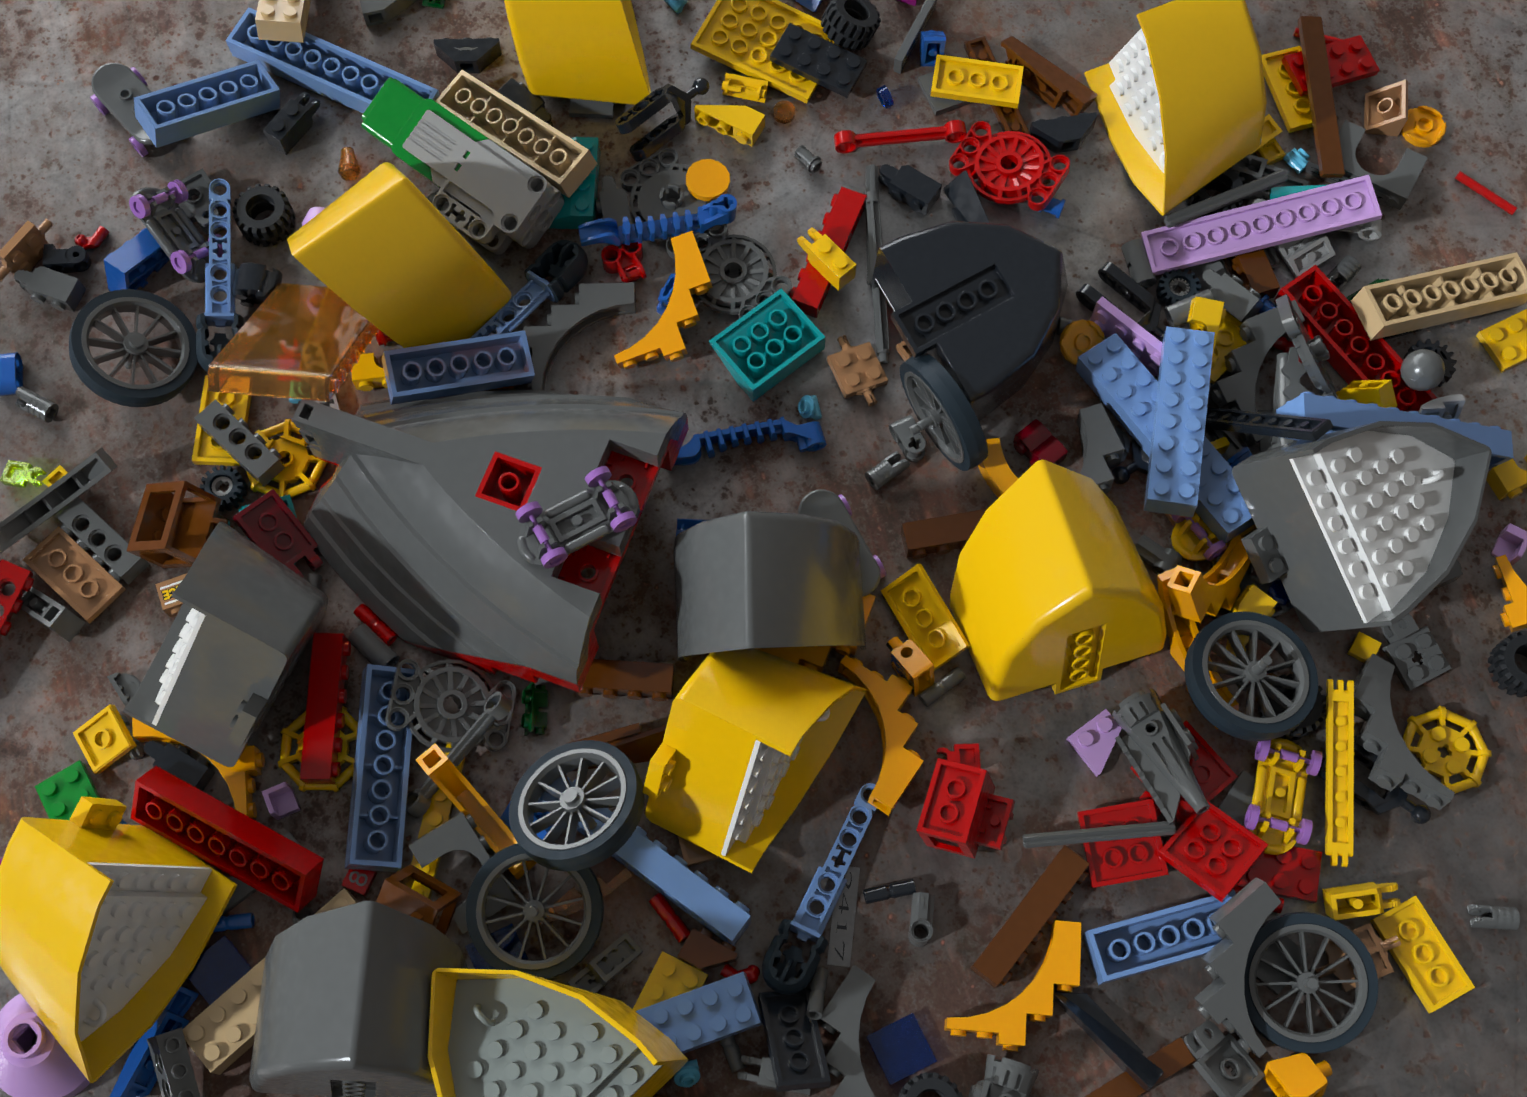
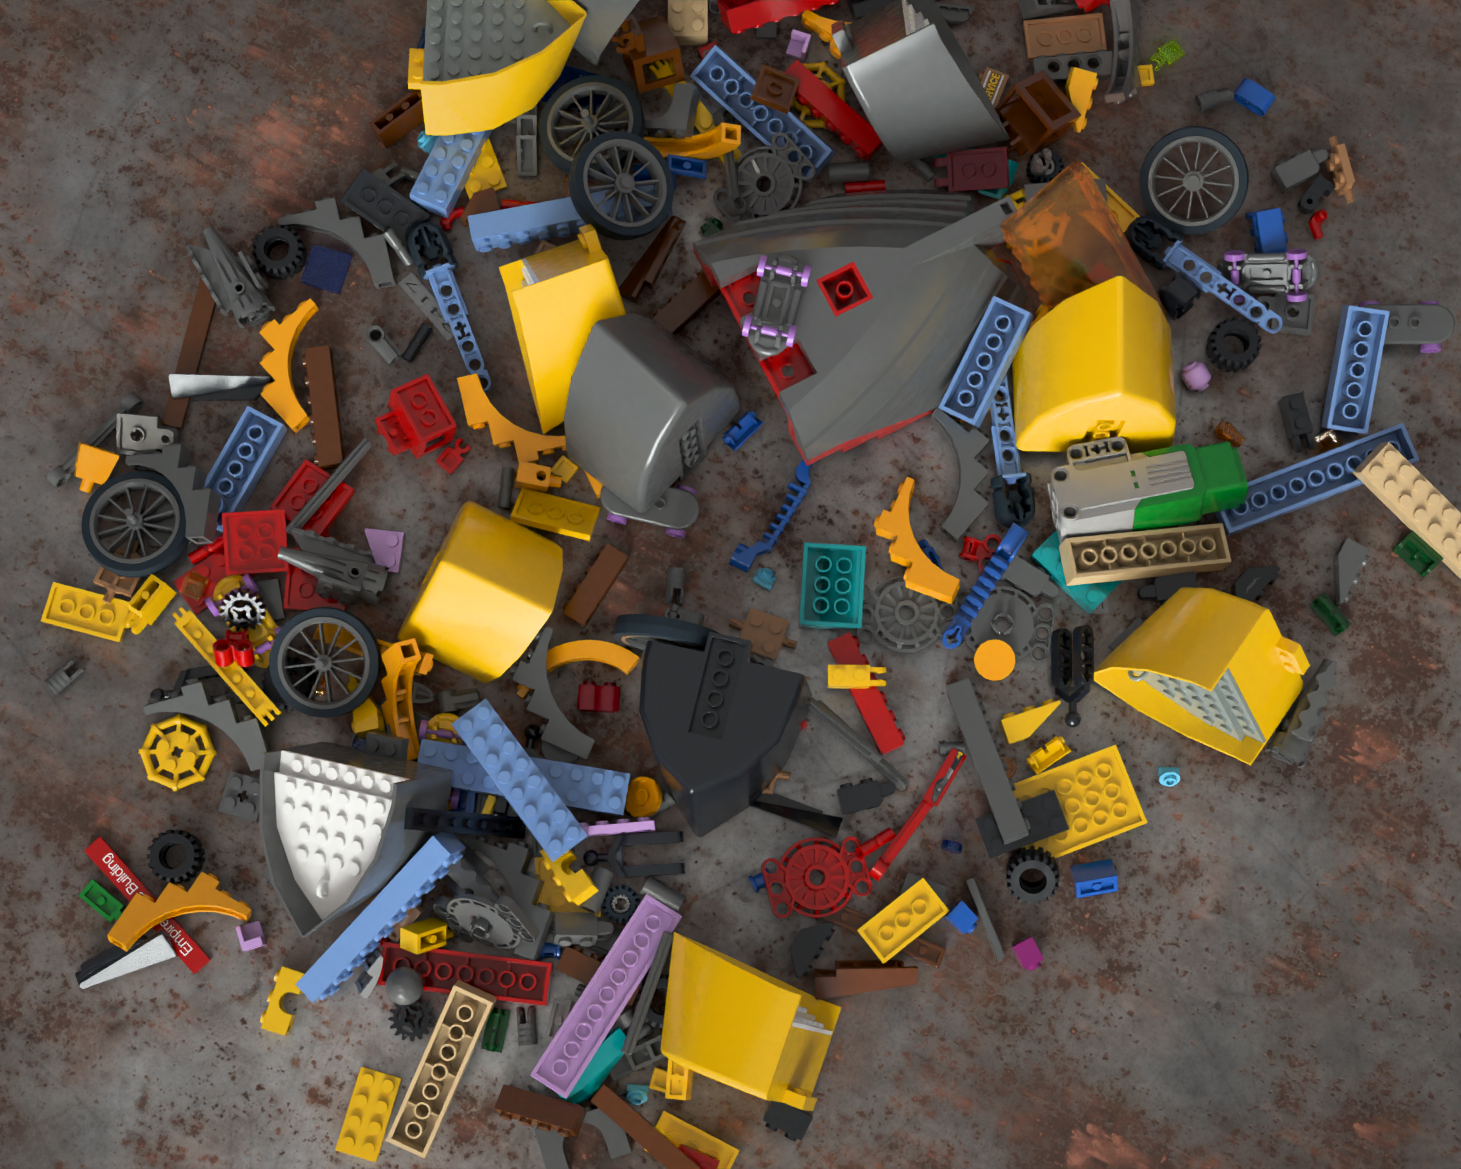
camera: 135 degrees right, 10 degrees up
(119, 510) = (1078, 91): none -> yellow slope
(223, 483) = (1038, 160): none -> dark grey hinge
(291, 85) = (1327, 441): none -> clear orange slope
(350, 763) = (775, 89): none -> reddish brown plate
(494, 792) = (687, 166): none -> blue slope
(795, 116) = (987, 761): none -> dark grey brick
(838, 138) = (944, 777): none -> red sticker
(876, 653) = (564, 468): none -> yellow tile
(941, 148) = (877, 841): none -> red piece
(1281, 798) = (242, 608): none -> black gear
(1301, 874) = (194, 585): none -> clear orange slope
(1317, 772) = (234, 648): none -> red piece
(1396, 210) = (540, 1110): none -> reddish brown brick

